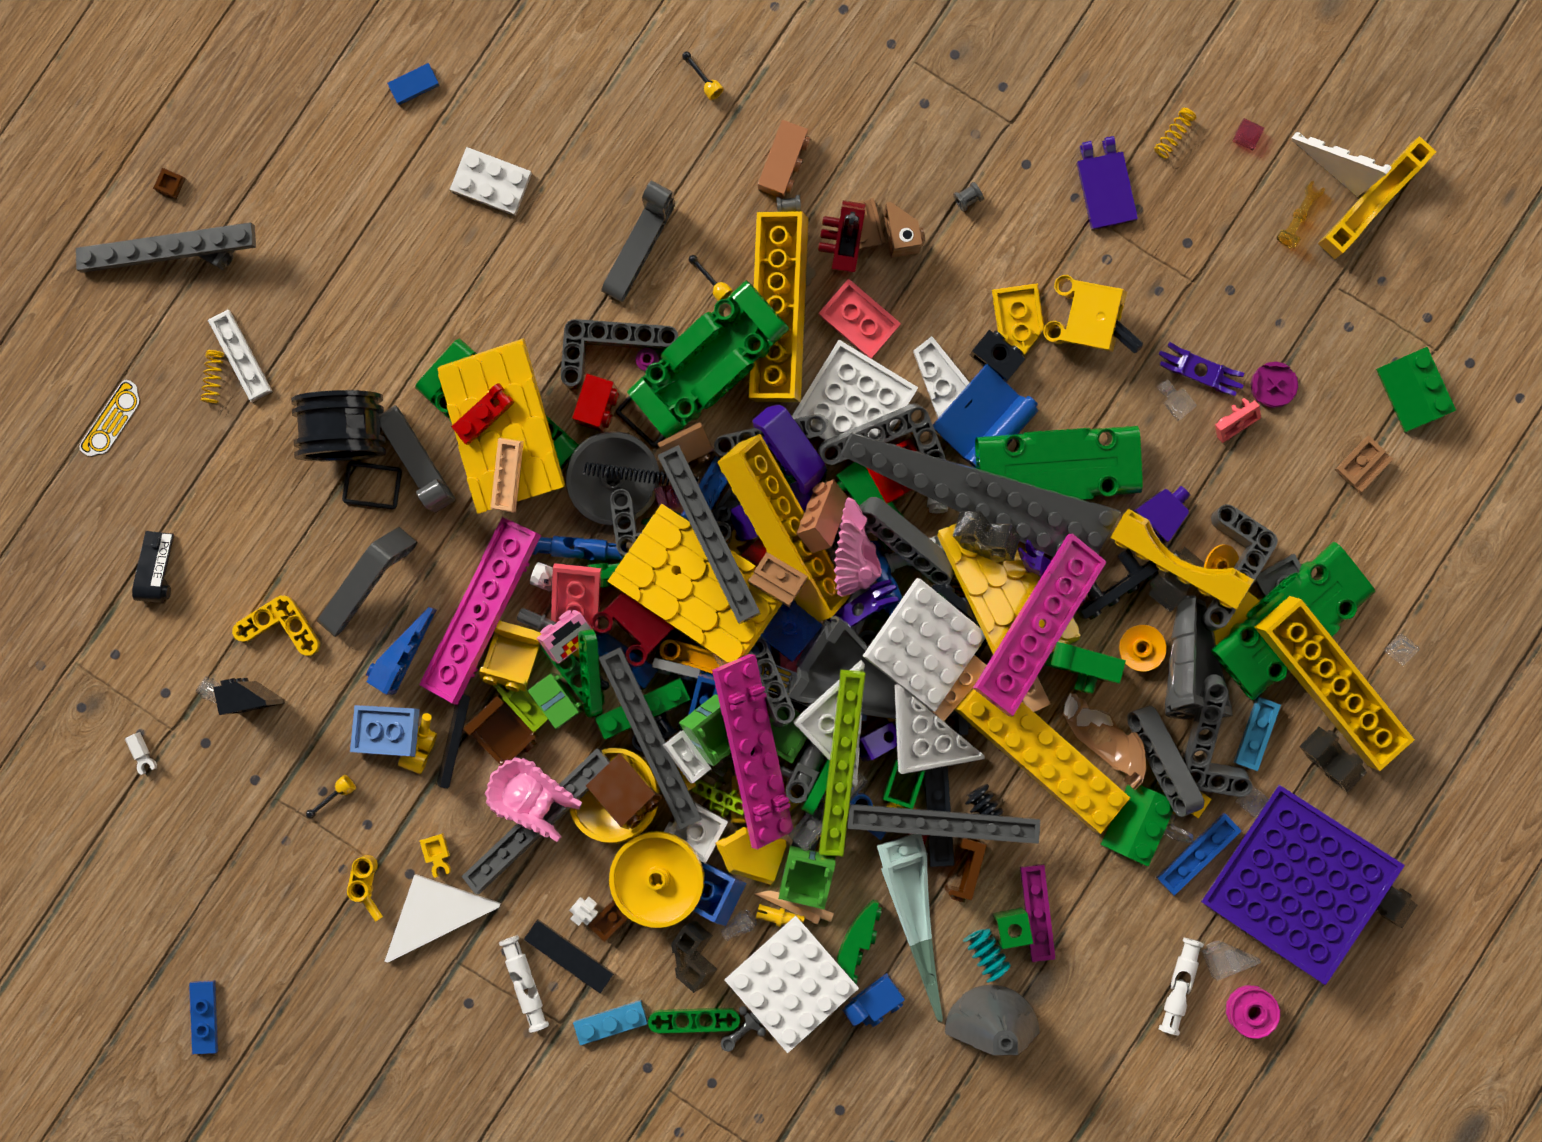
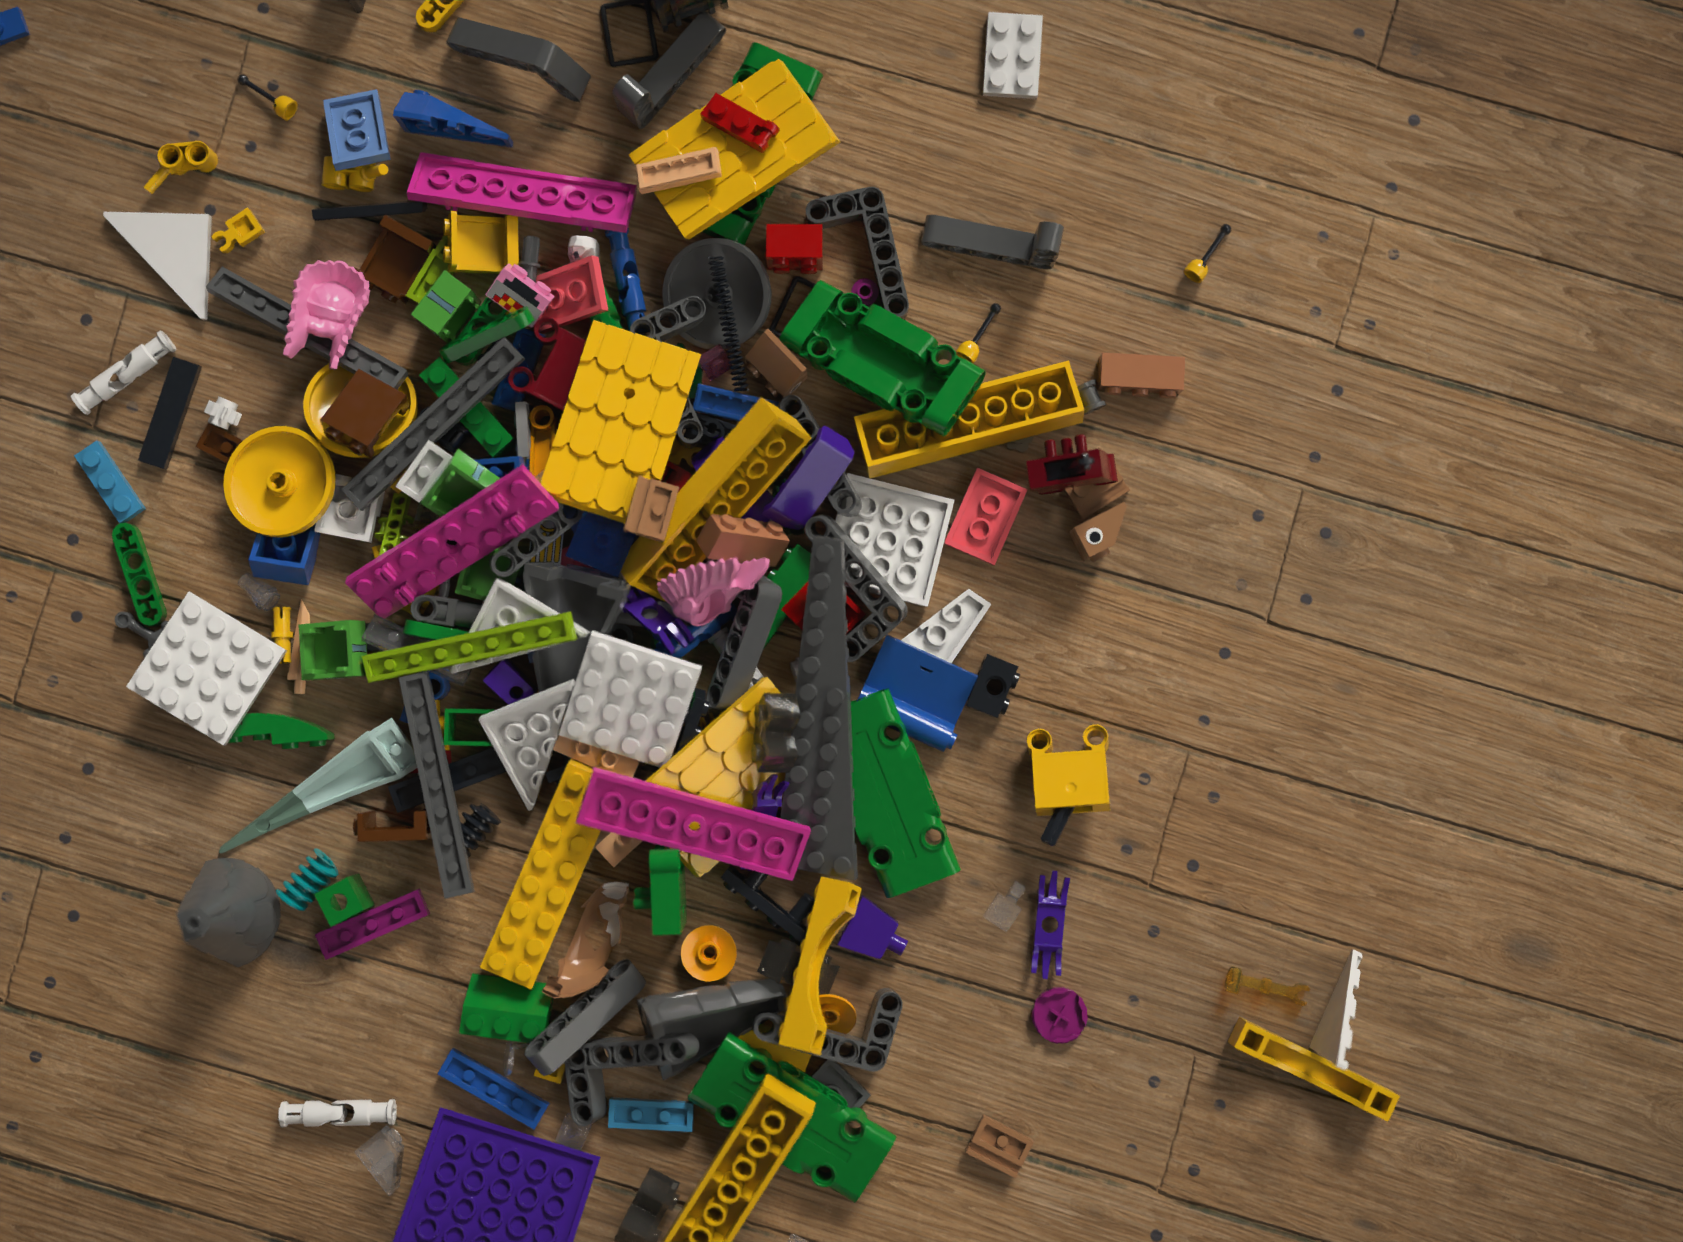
camera: 75 degrees right, 0 degrees up
(692, 967) = (195, 553): clear smoke brick -> none
(709, 535) = (679, 416): dark grey plate -> none
(749, 862) = (330, 573): yellow tile -> none
(874, 1002) = (217, 769): blue hinge -> none
(968, 196) = (1165, 597): dark grey bush -> none
(1018, 315) = (1047, 696): yellow tile -> none
(1106, 186) = (1228, 752): dark purple tile -> none
(1183, 111) = (1341, 820): yellow piece -> none
(1238, 420) = (1002, 984): coral plate -> none
(1248, 134) = (1341, 897): clear pink plate -> none
(1263, 1021) = (317, 1211): dark pink wheel -> none
(1416, 389) = (1104, 1181): green slope -> none

